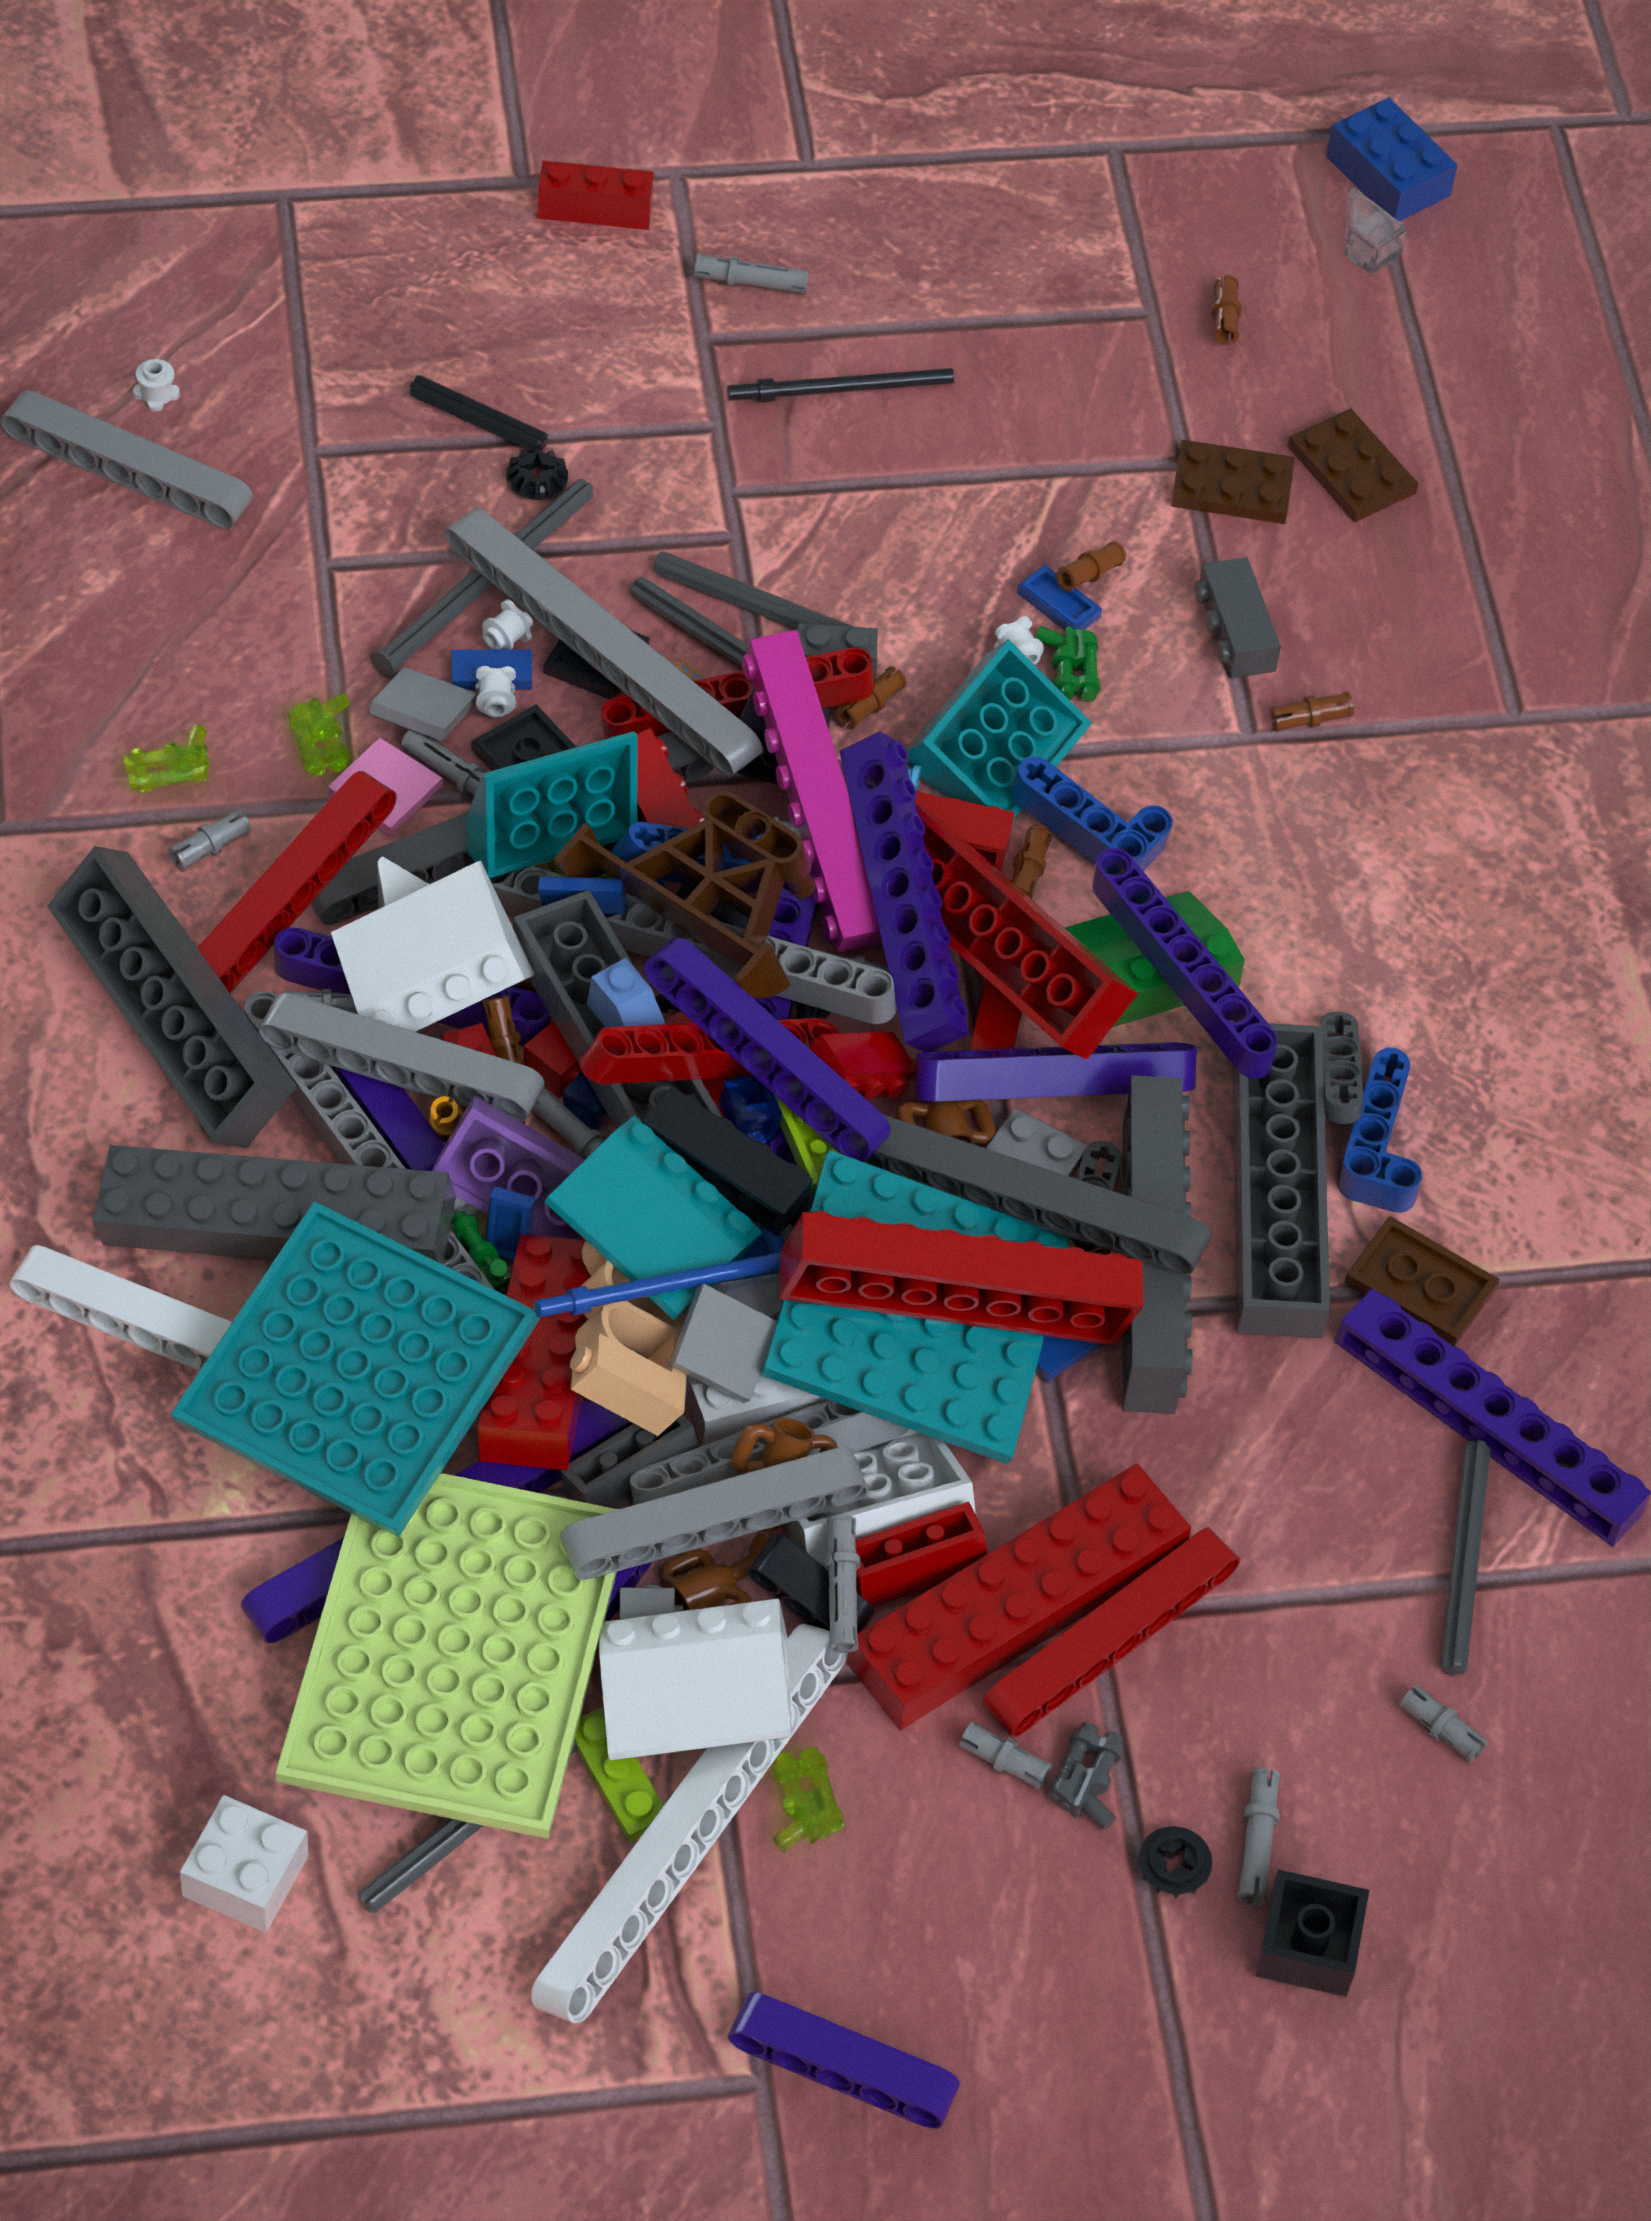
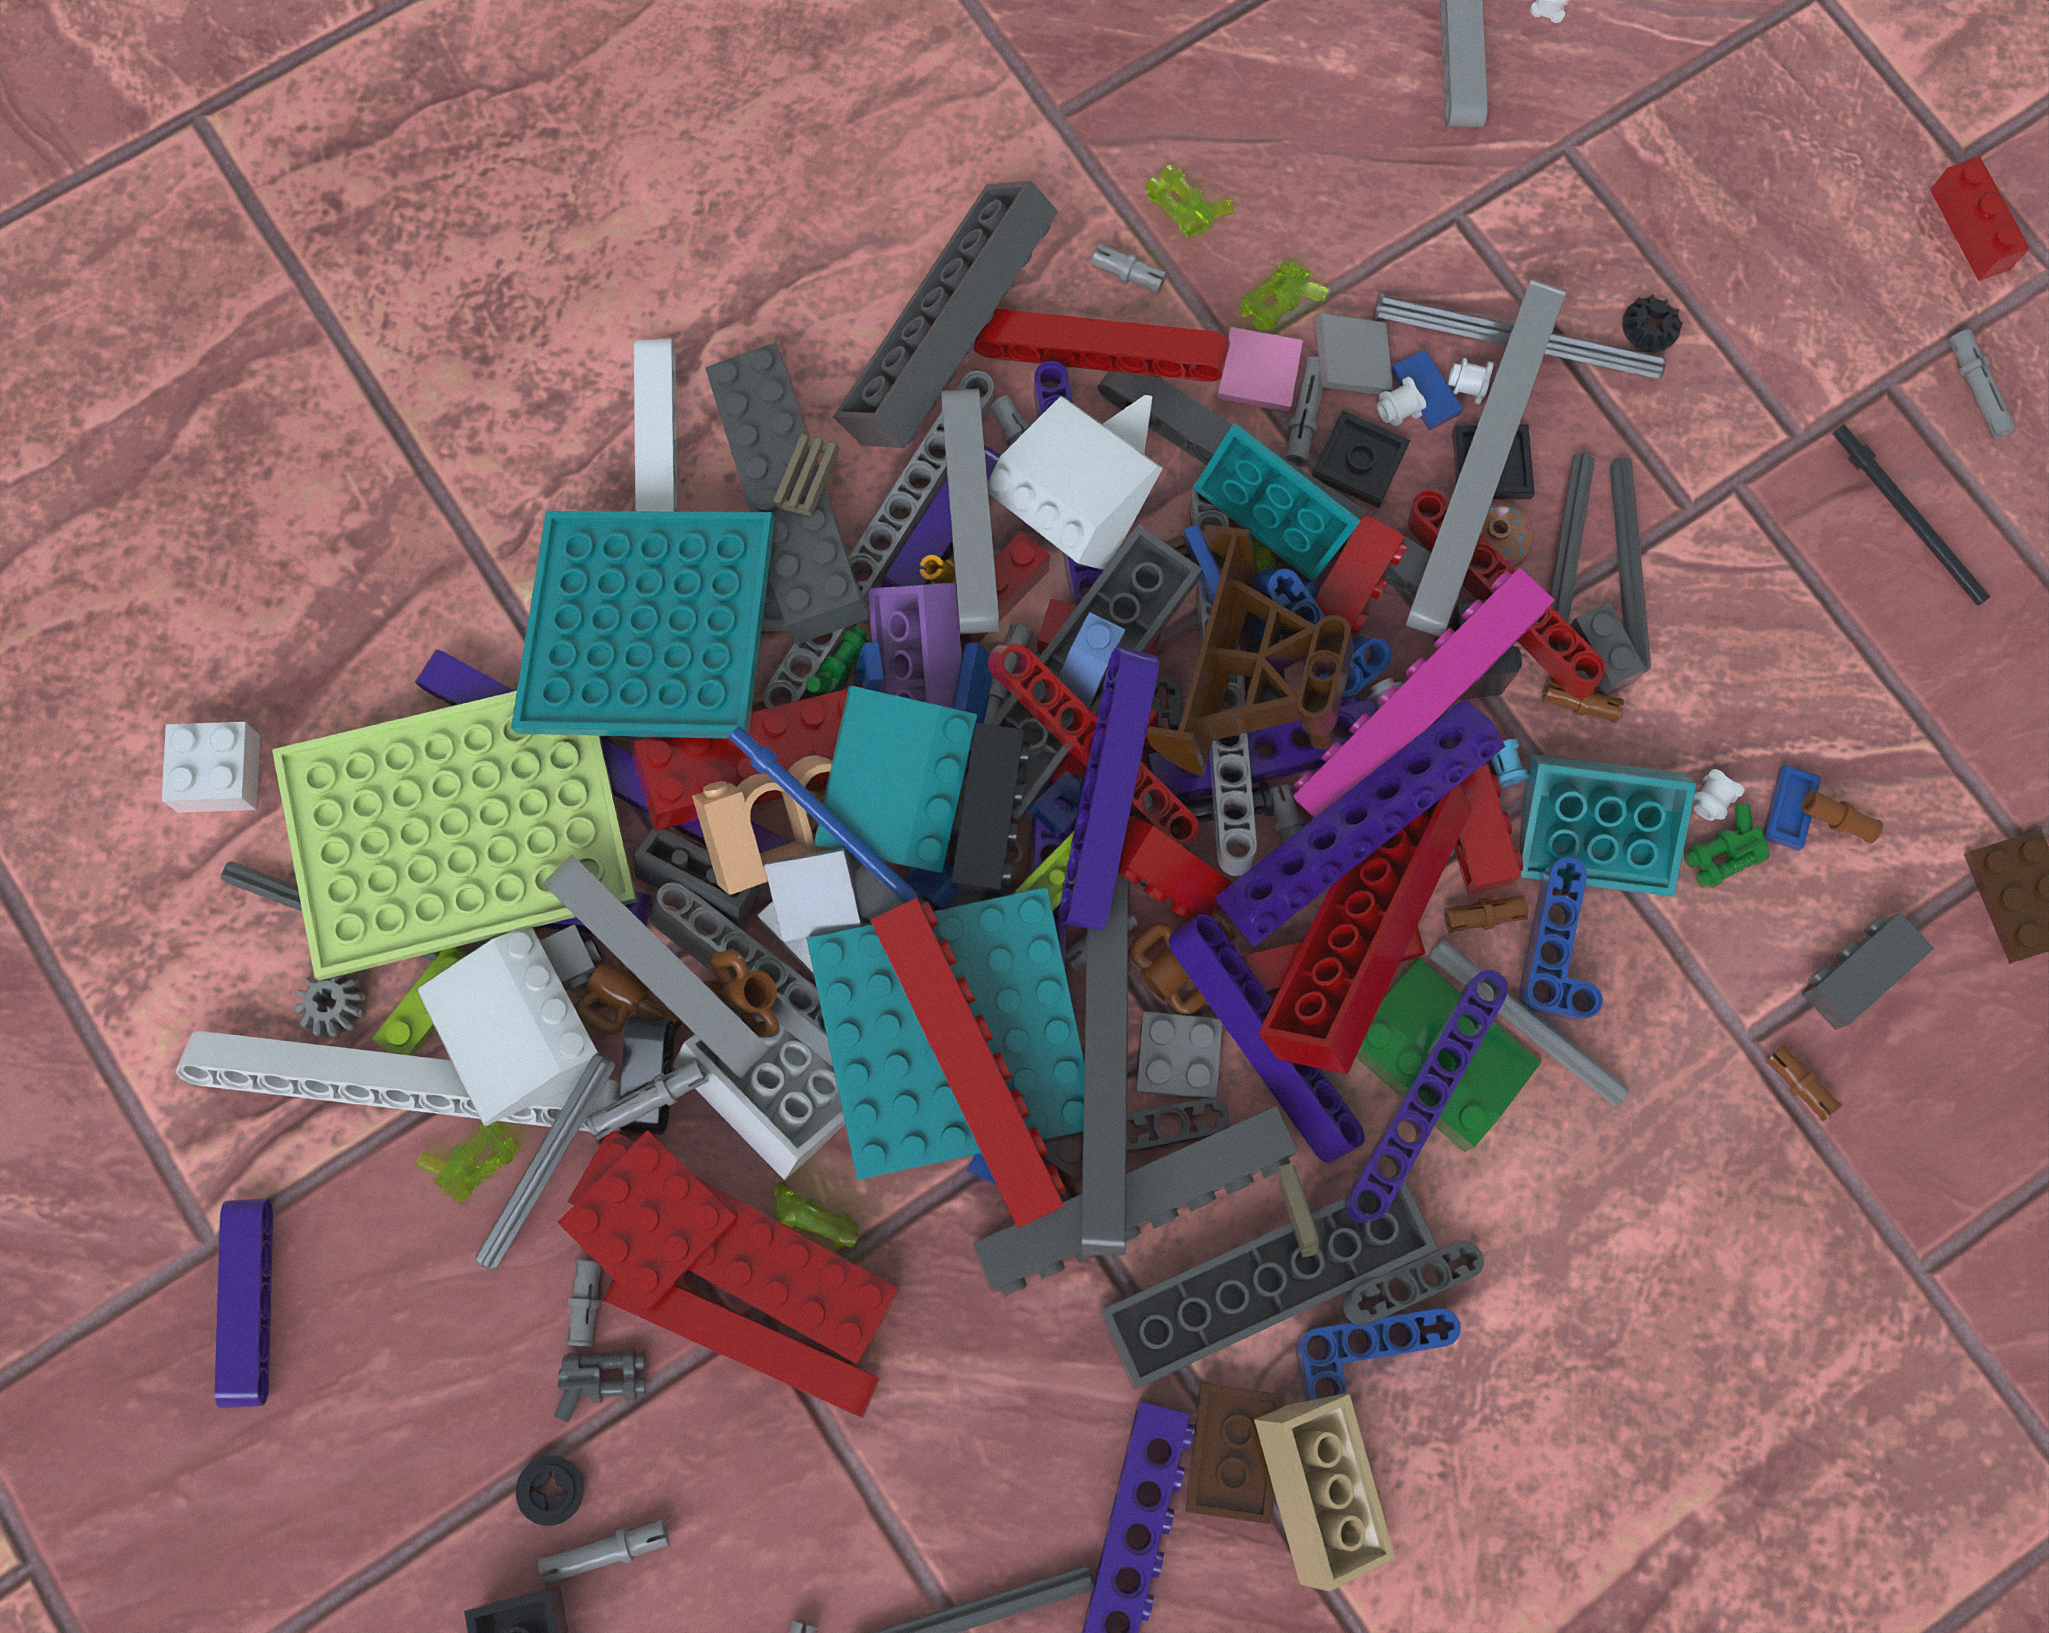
camera: 65 degrees right, 20 degrees up
(265, 1140) = (803, 446): none -> dark tan tile
(478, 414) = (1684, 248): black axle -> none
(502, 1028) = (1047, 582): dark orange pin -> none
(564, 1137) = (974, 682): none -> blue tile
(570, 1869) = (329, 1019): none -> light grey gear
(852, 1710) = (545, 1161): none -> dark grey axle
(918, 1554) = (723, 1145): red brick -> none
(963, 1633) = (647, 1220): none -> red plate
(1029, 1513) = (809, 1216): none -> clear neon green piece
(1161, 876) = (1535, 1027): none -> light grey axle
(1234, 1105) = (1298, 1210): none -> dark tan tile
(1491, 1218) = (1325, 1491): none -> tan slope

